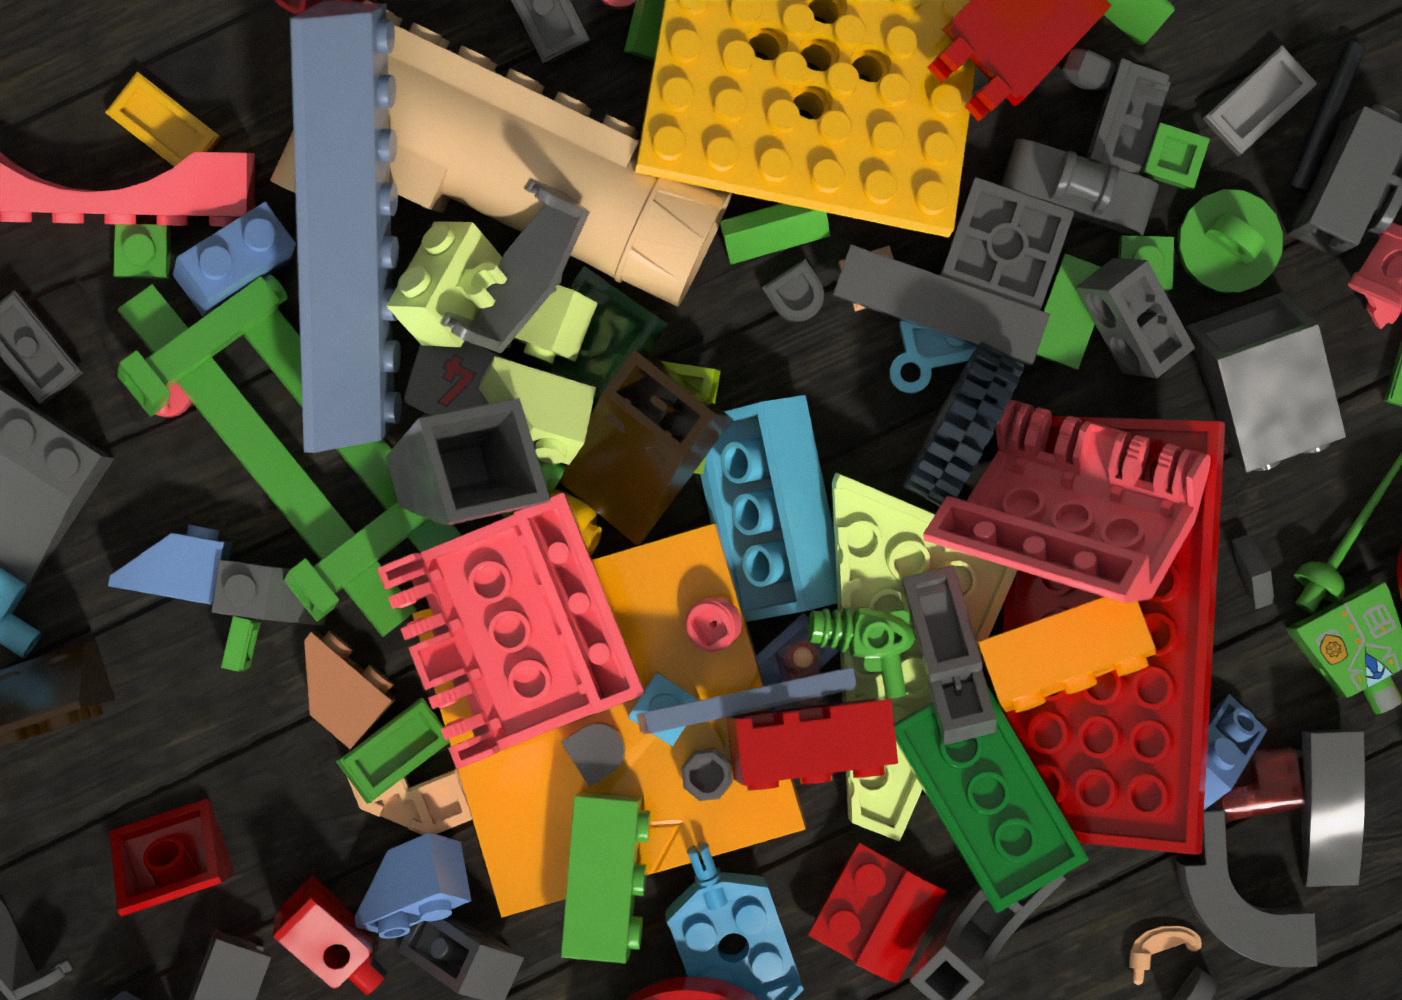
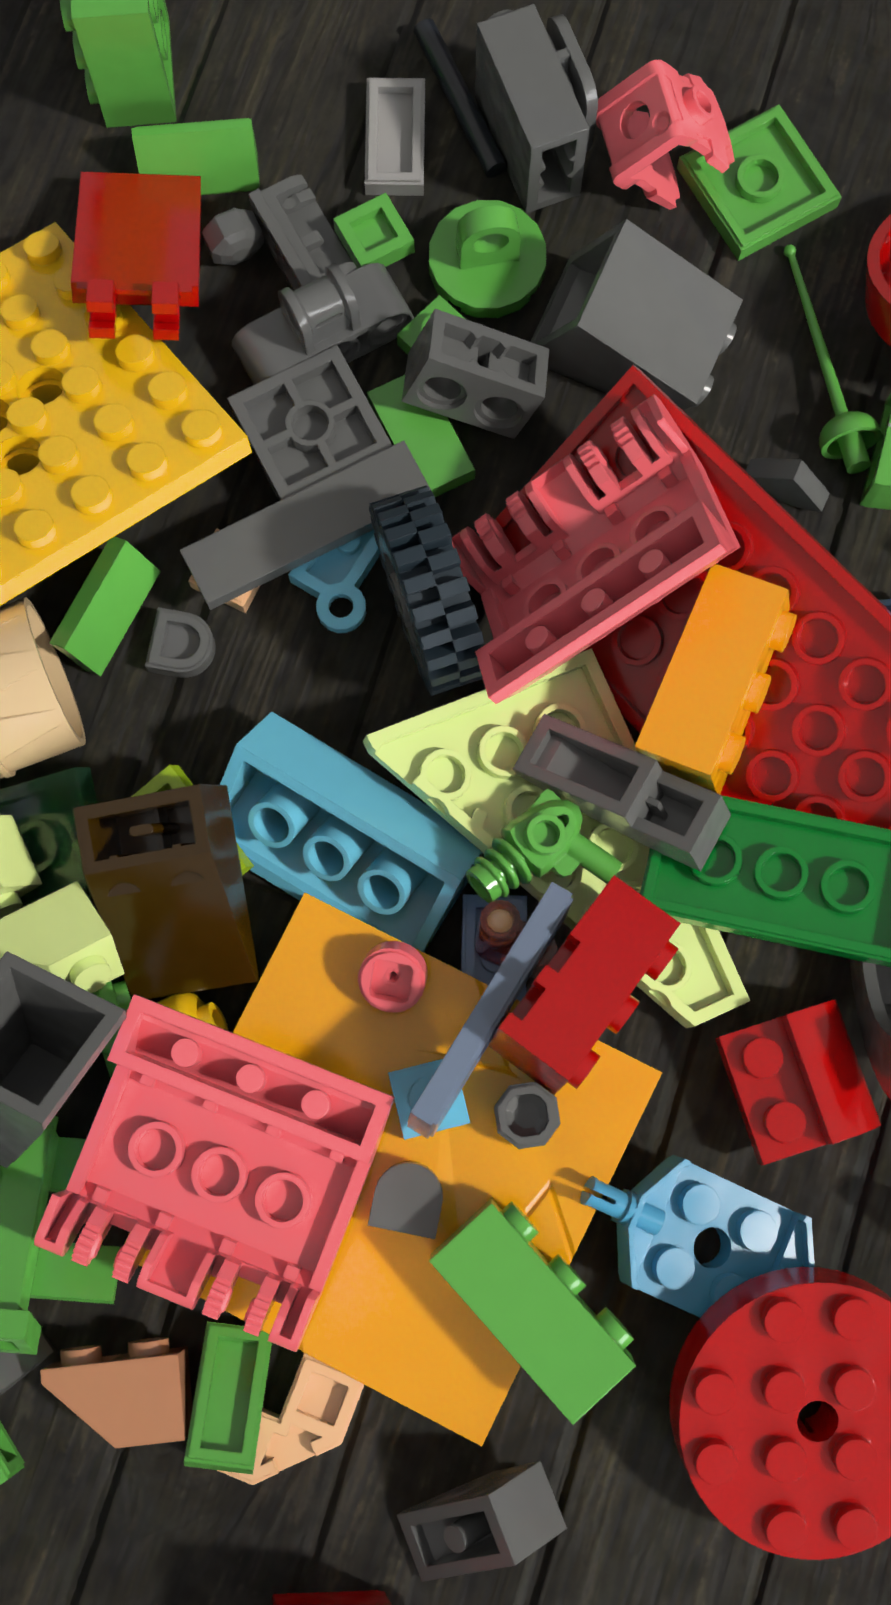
camera: 50 degrees left, 10 degrees down
(415, 885) = (372, 1503): medium blue slope -> none

